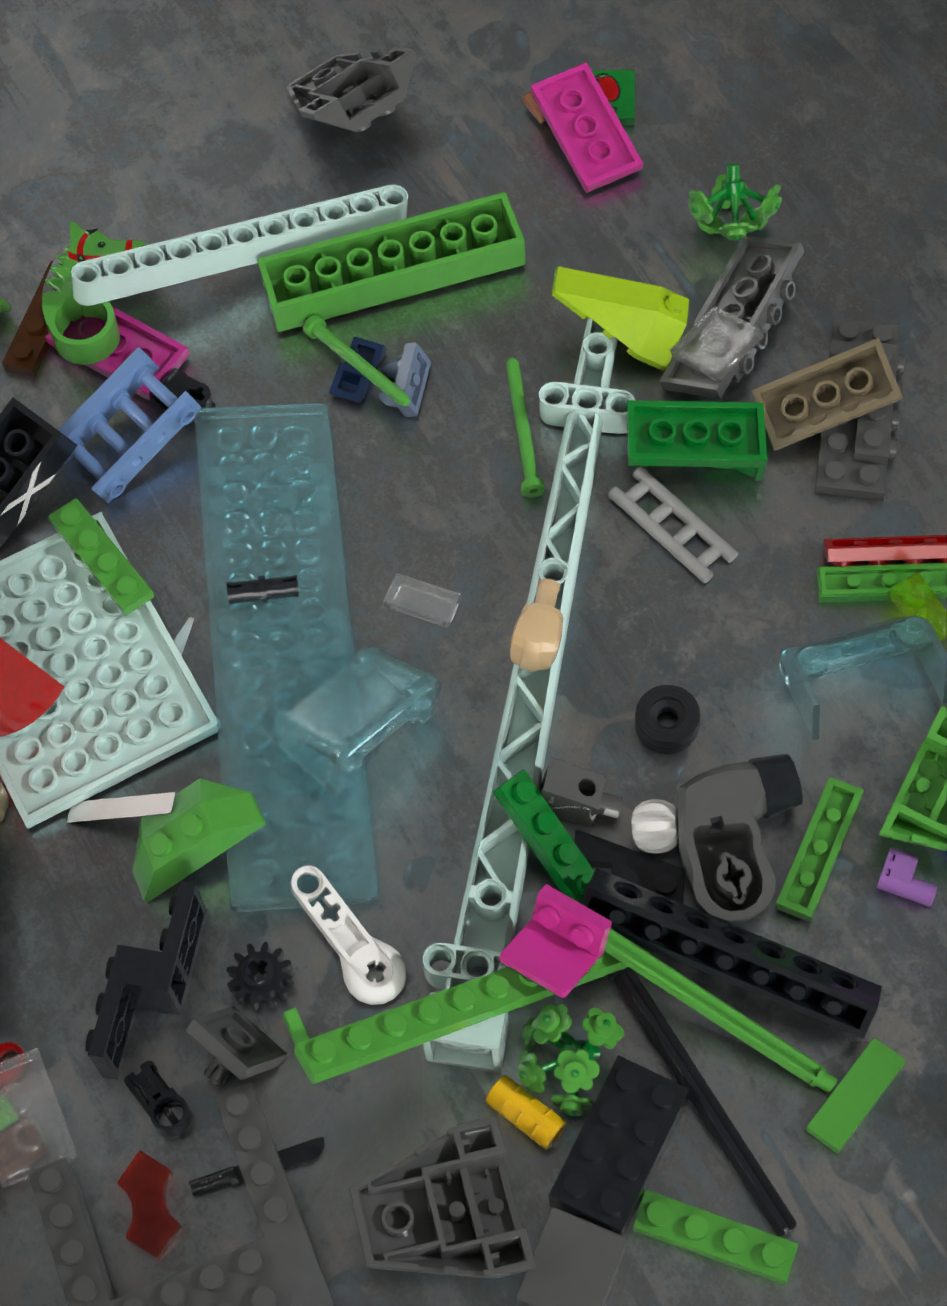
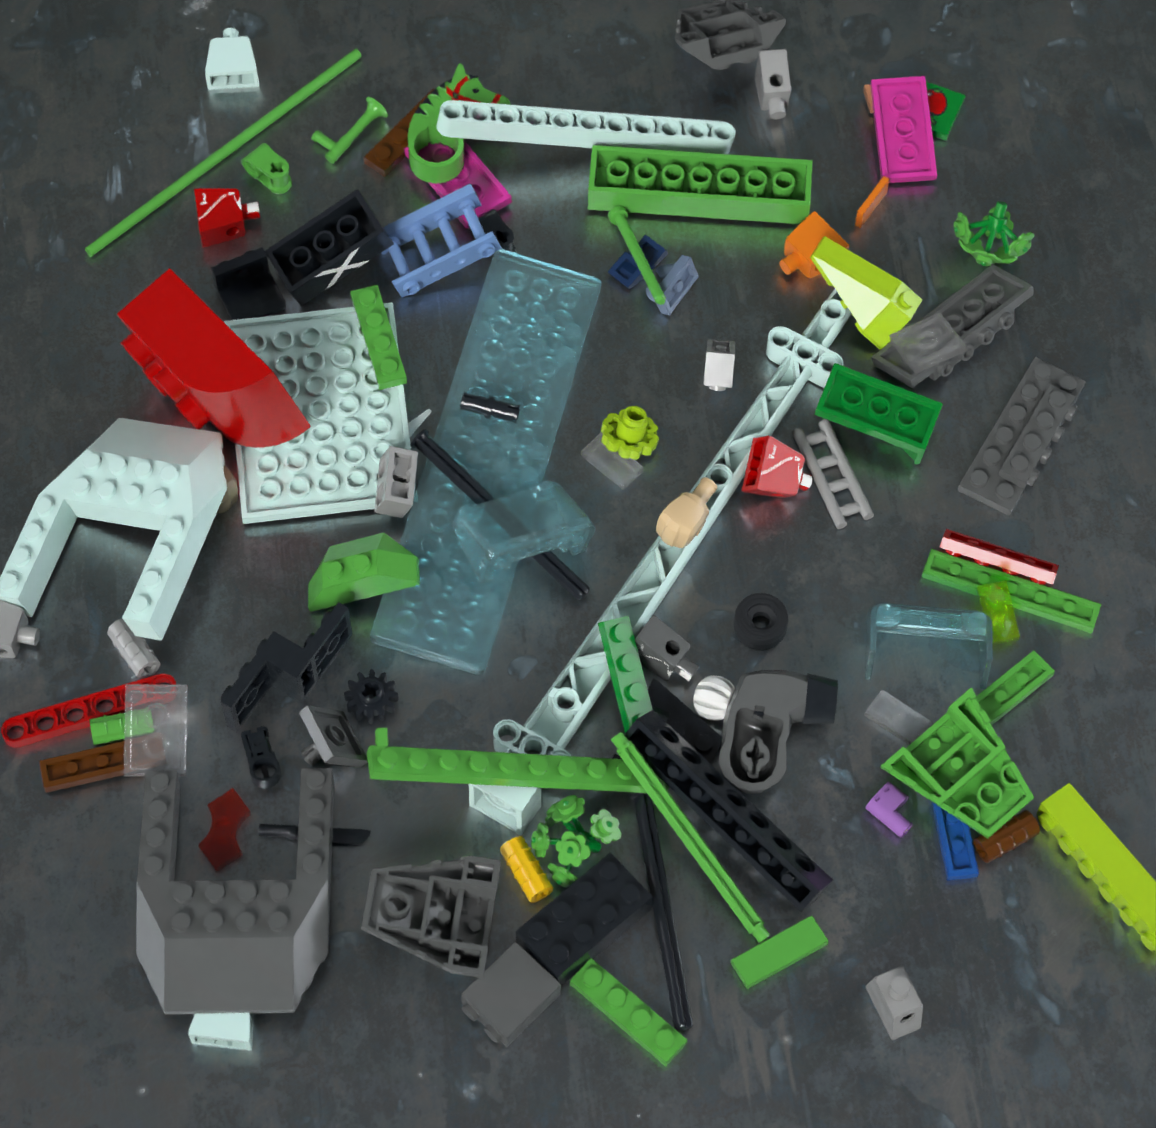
camera: 15 degrees right, 0 degrees up
(122, 807) = (318, 533): white sticker -> none
(190, 714) = (396, 482): none -> light grey brick
(294, 694) = (479, 495): none -> black axle
(352, 943) = (449, 698): white beam -> none
(424, 125) = (773, 82): none -> light grey torso
(430, 561) = (630, 433): none -> lime plant
(497, 449) = (719, 364): none -> slope
(532, 485) = (736, 403): bright green bar -> none
(534, 286) = (803, 242): none -> orange torso
(558, 942) = (598, 751): dark pink bracket -> none
(585, 215) = (872, 201): none -> orange piece
(610, 542) = (774, 469): none -> torso
(819, 849) = (834, 762): bright green plate -> none
(827, 394) = (998, 415): dark tan slope -> none
(868, 770) = (897, 717): none -> clear tile

